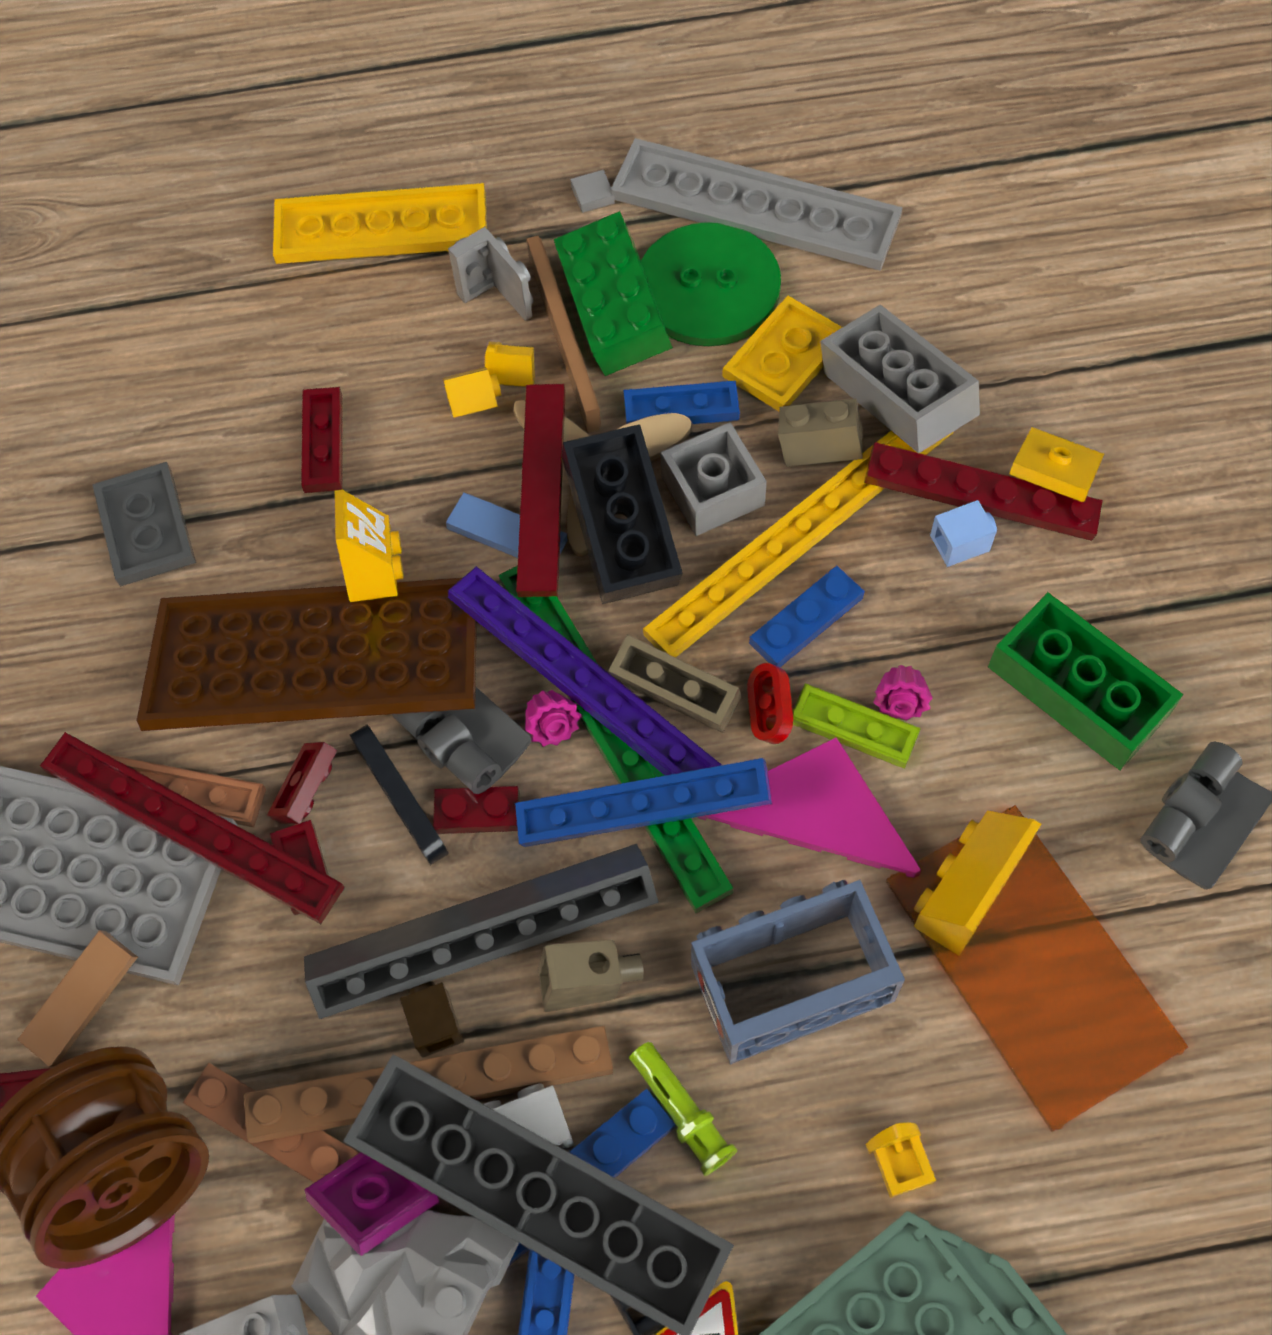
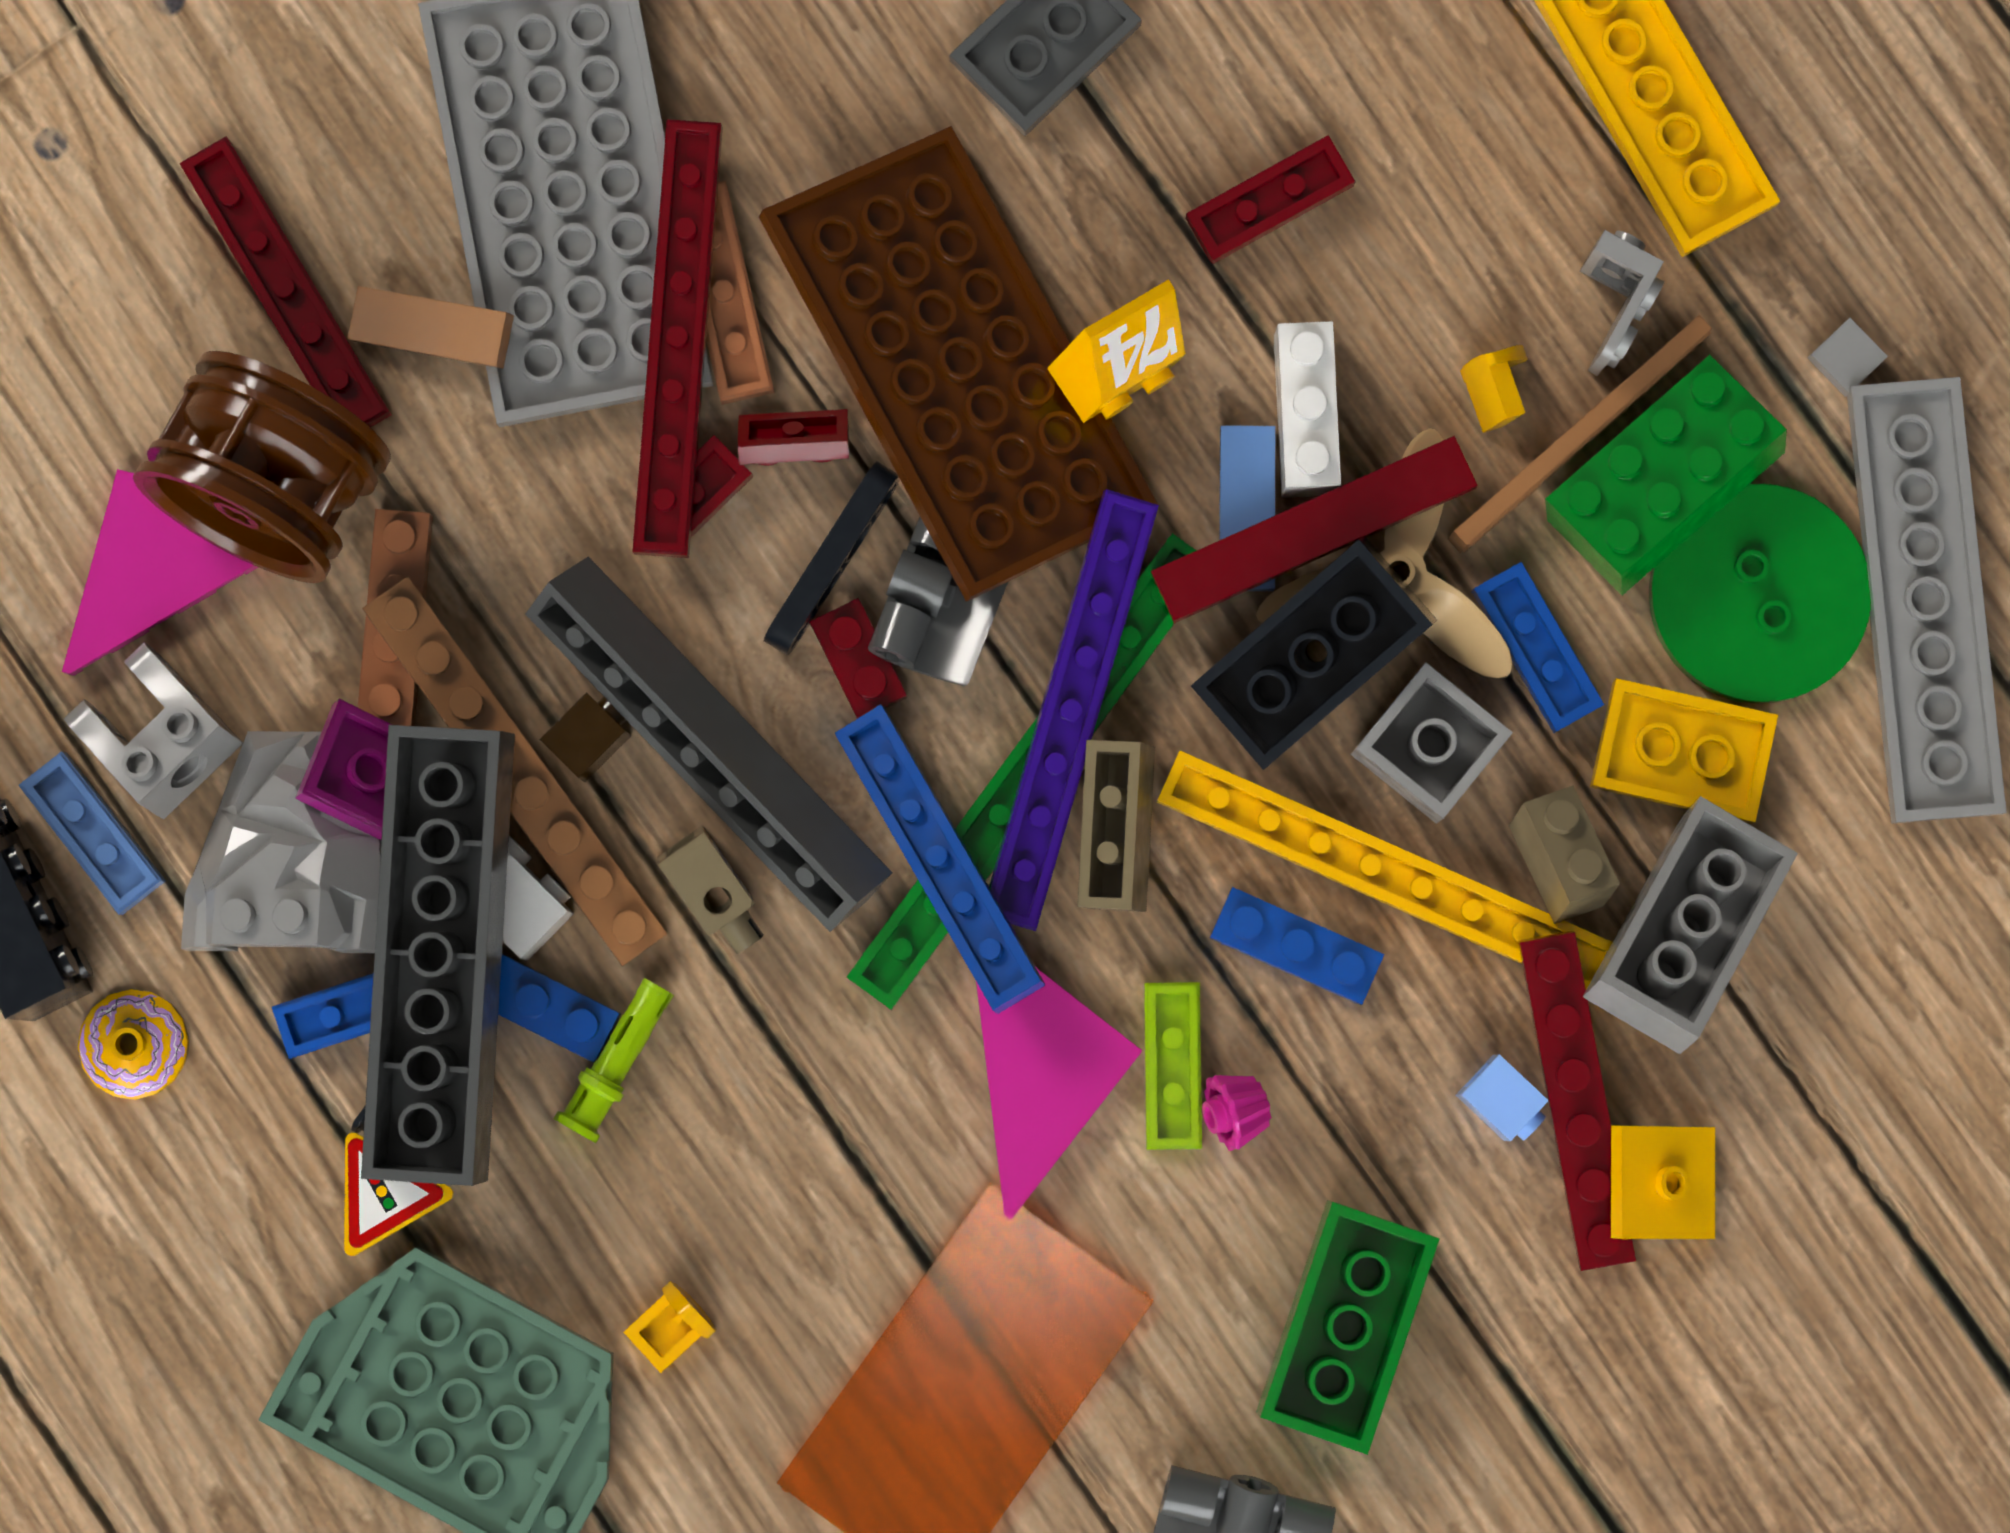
camera: 65 degrees right, 20 degrees up
(462, 466) = (1307, 409): none -> white brick
(471, 391) = (1423, 361): yellow brick -> none
(551, 718) = (1008, 693): dark pink piece -> none
(770, 708) = (1149, 951): red plate -> none
(812, 1012) = (772, 1160): sand blue hose -> none
(973, 878) = (1020, 1286): yellow slope -> none

